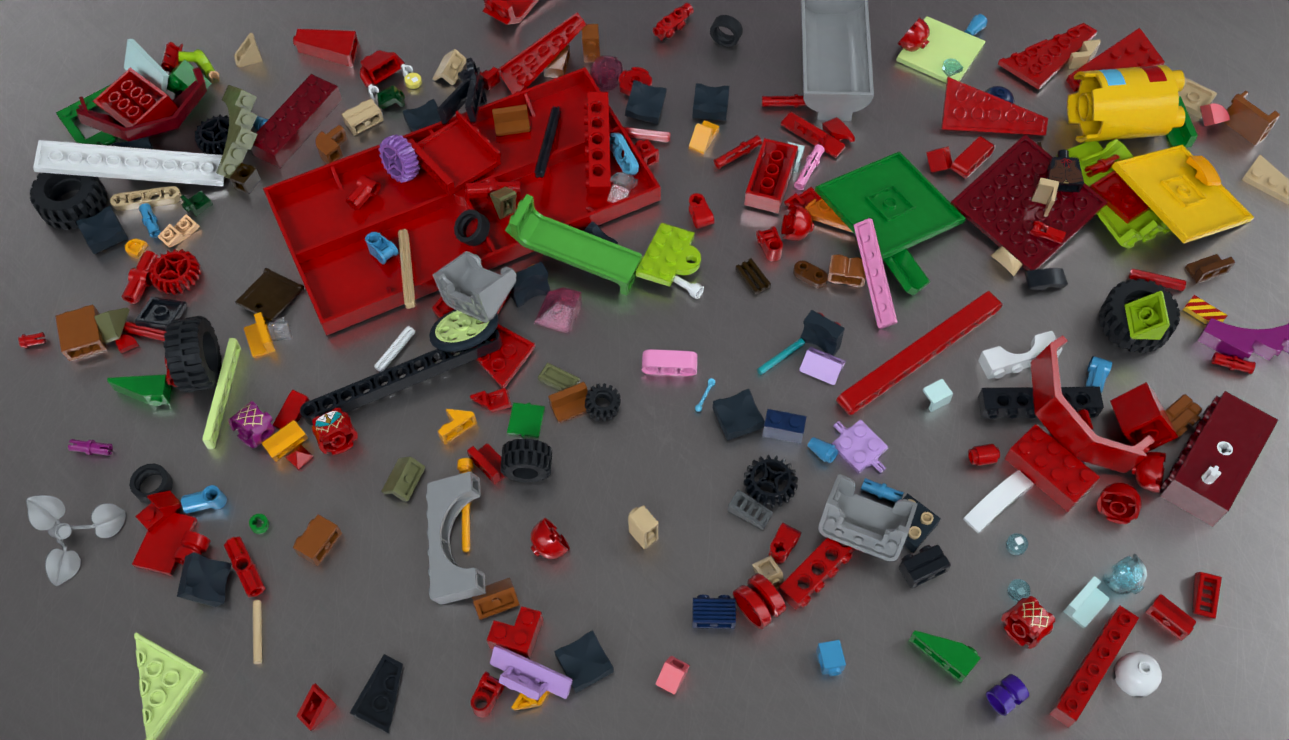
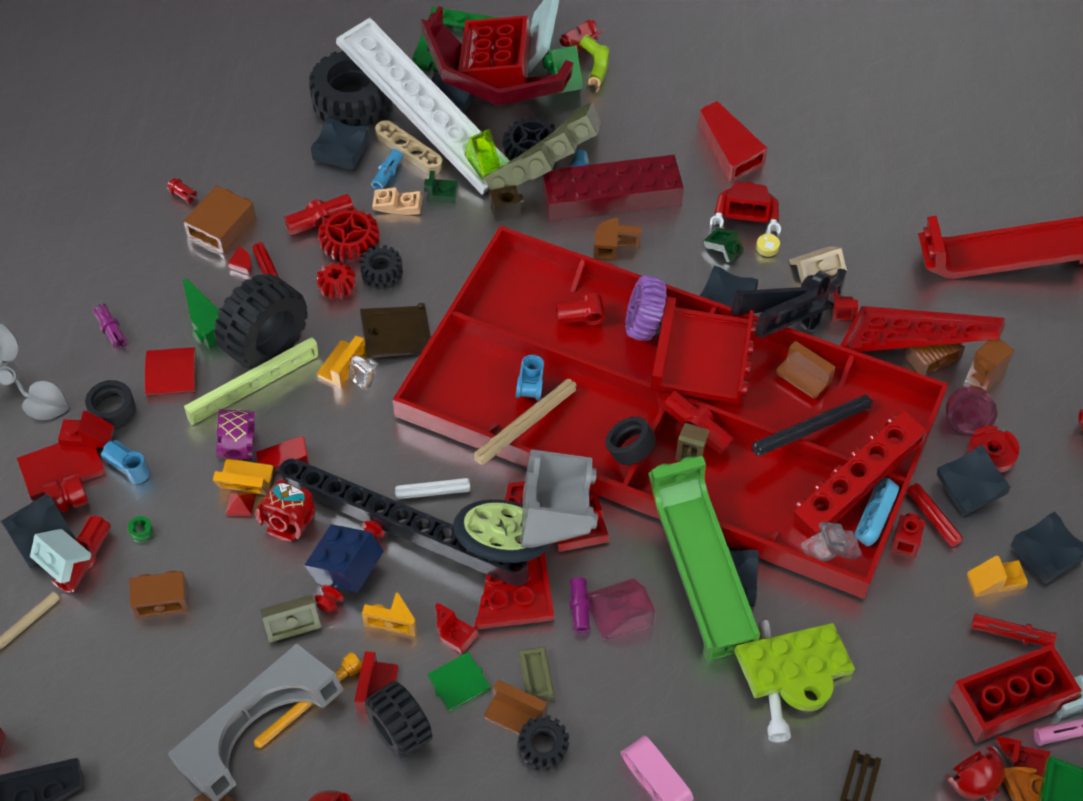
camera: 50 degrees right, 5 degrees down
(111, 324) = (248, 233): olive slope -> none
(135, 247) = (349, 184): light orange tile -> none
(160, 312) = (294, 261): black plate -> none
(163, 434) = (170, 371): none -> red slope
(200, 300) = (336, 280): none -> red gear
(202, 161) = (482, 153): none -> clear neon green slope
(218, 279) = (385, 276): none -> black tyre
(235, 577) = (57, 553): none -> light aqua panel
(248, 52) = (651, 87): tan slope -> none
(362, 117) = (675, 238): tan brick -> none
(398, 423) = (344, 561): none -> dark blue brick
(530, 283) = (618, 550): black brick -> none
(539, 327) = (580, 605): none -> magenta pin
(699, 211) = (887, 655): red piece -> none
(770, 243) = (924, 762): red piece -> none

